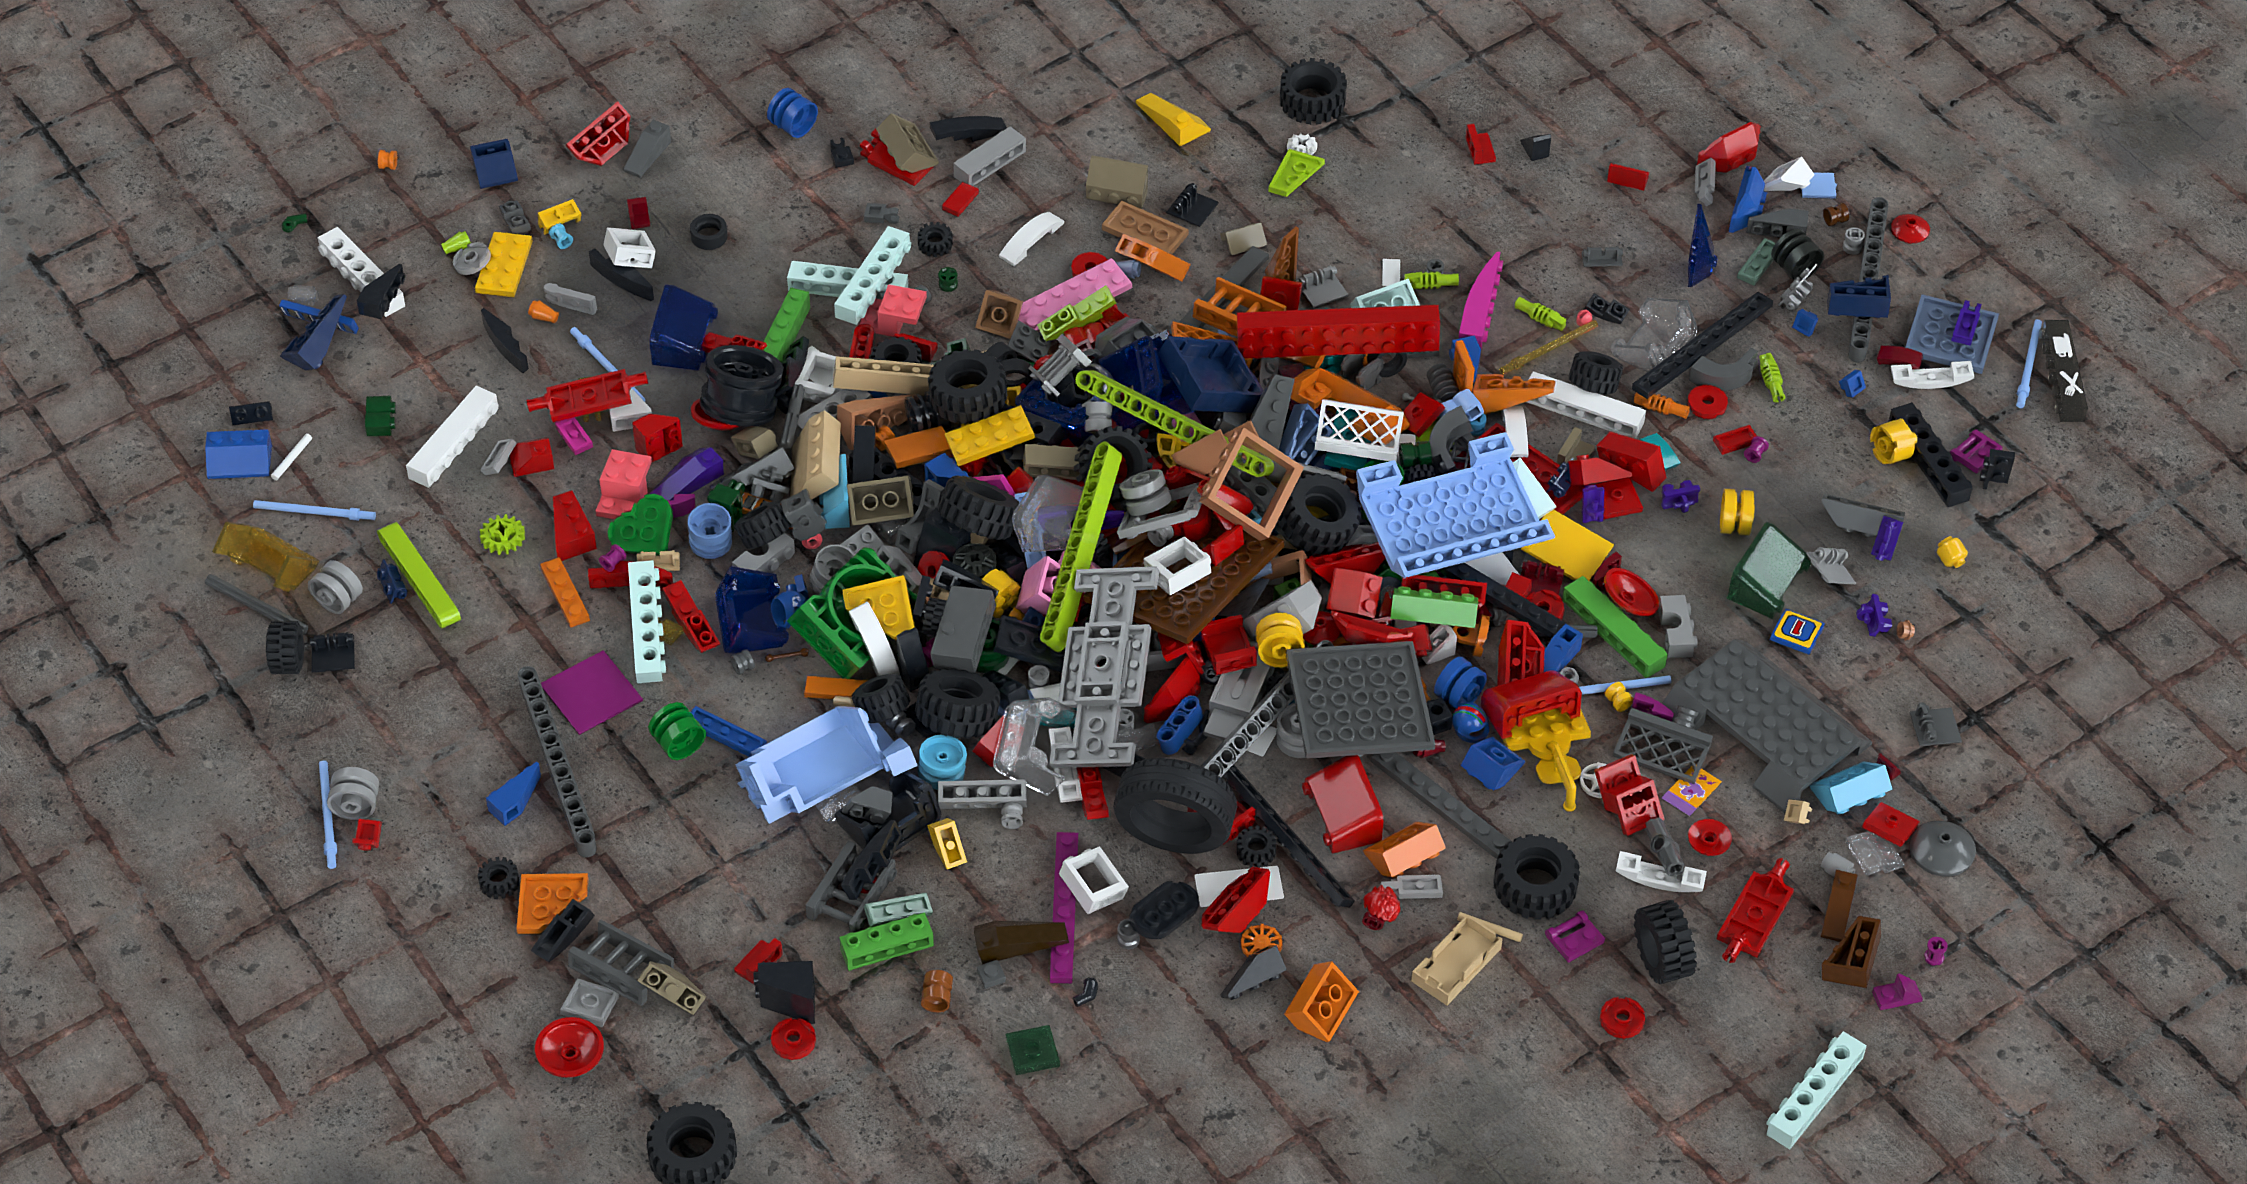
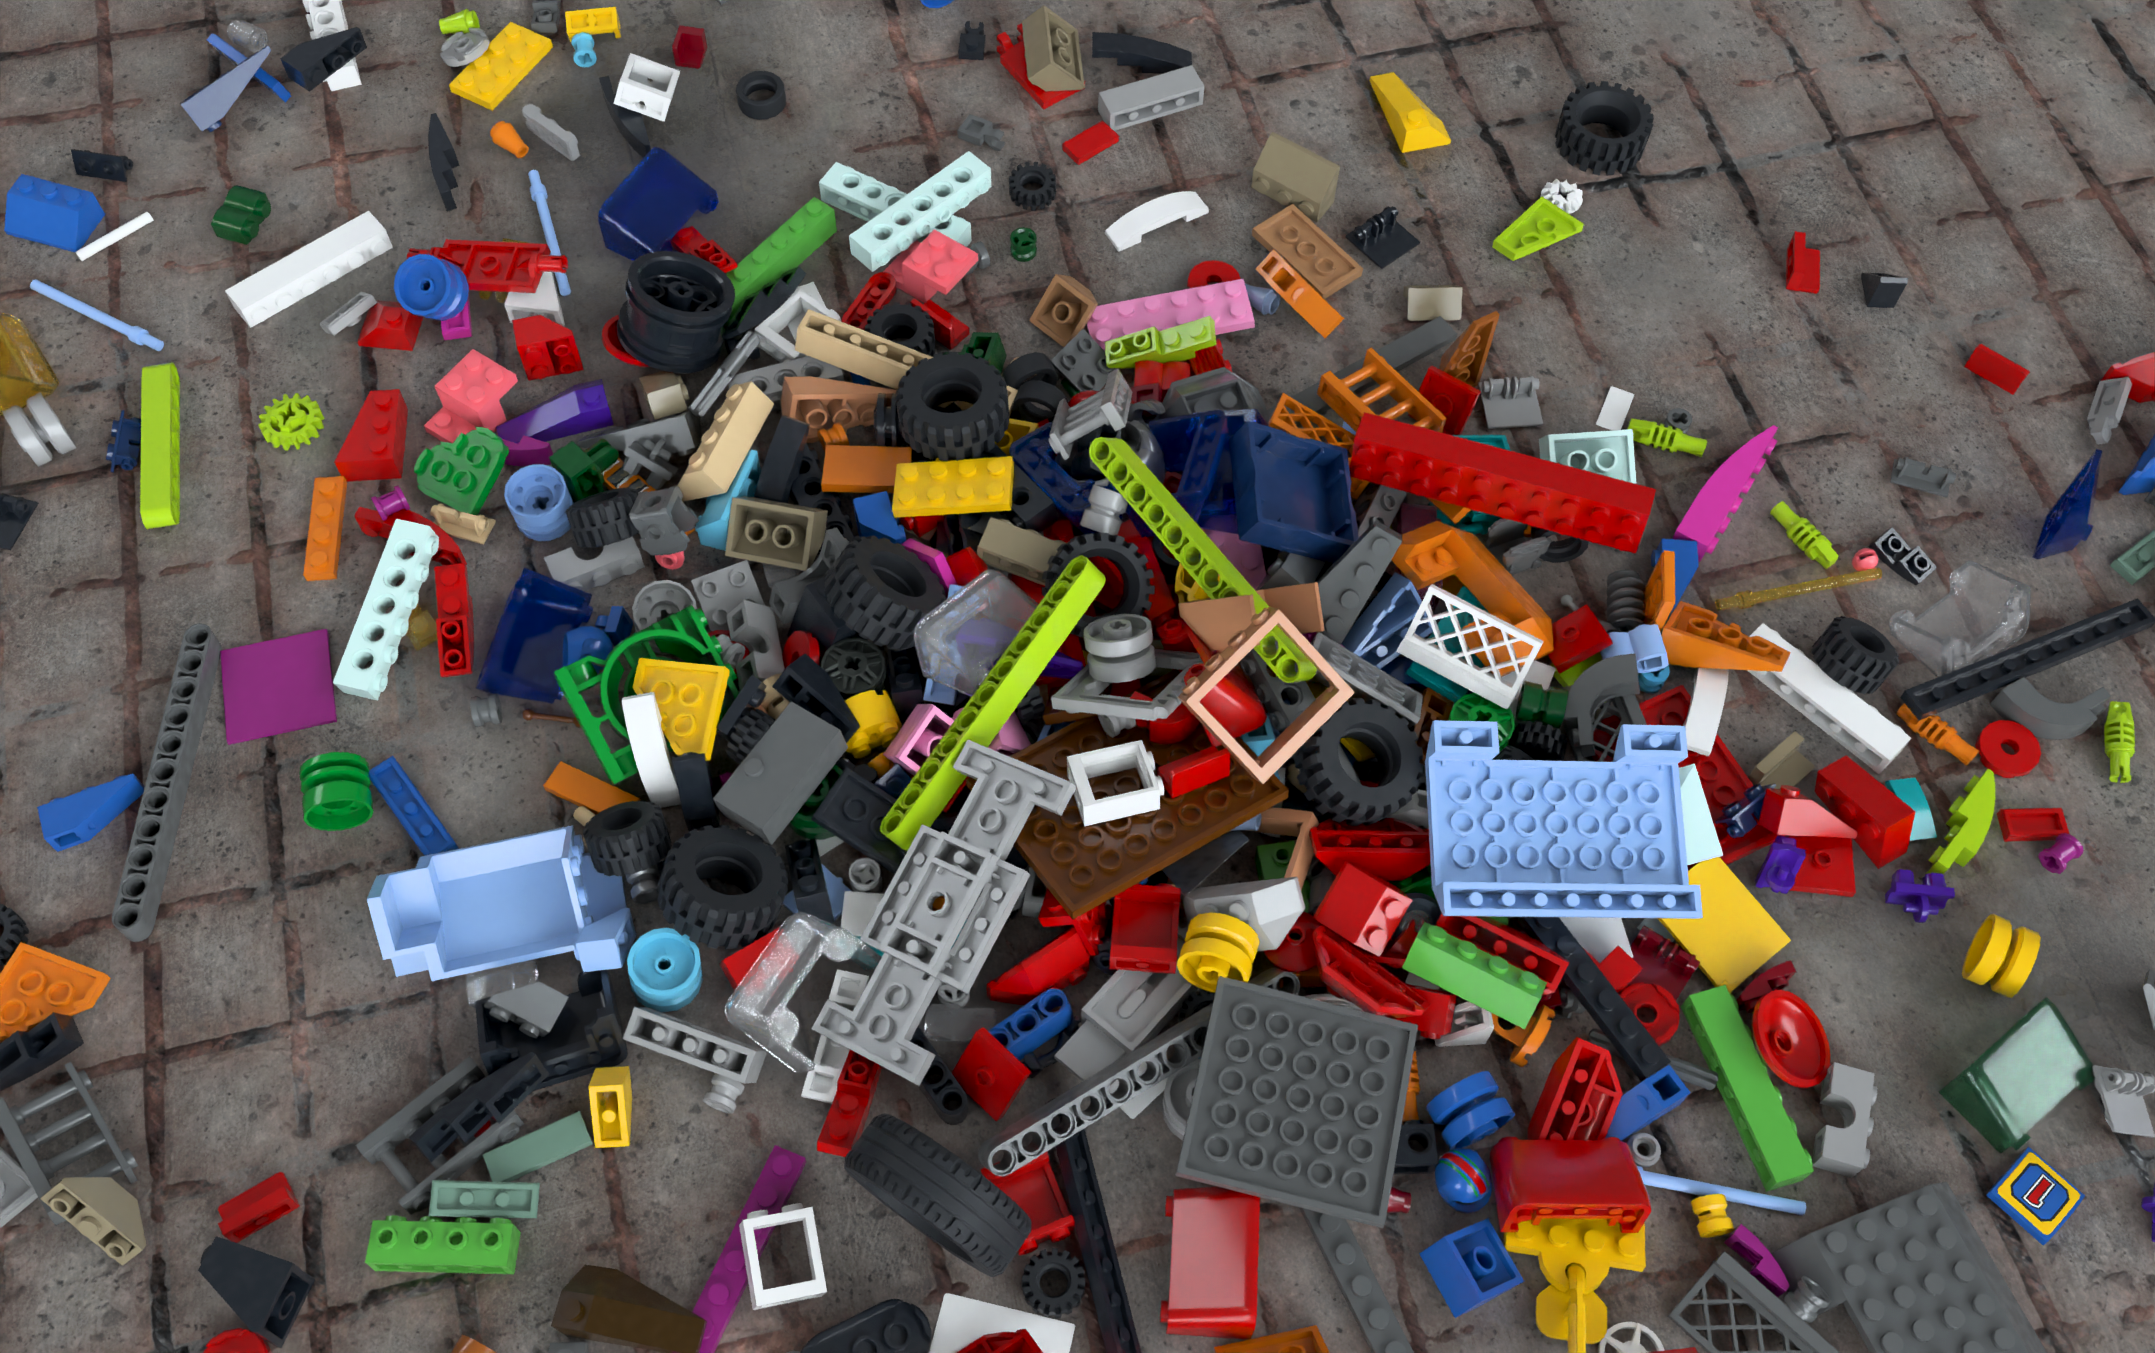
camera: 20 degrees right, 10 degrees up
(549, 415) = (431, 287): none -> blue wheel
(914, 878) = (538, 1148): none -> sand green tile
(1169, 745) = (990, 1074): none -> red plate
(1696, 449) = (1968, 824): none -> lime slope

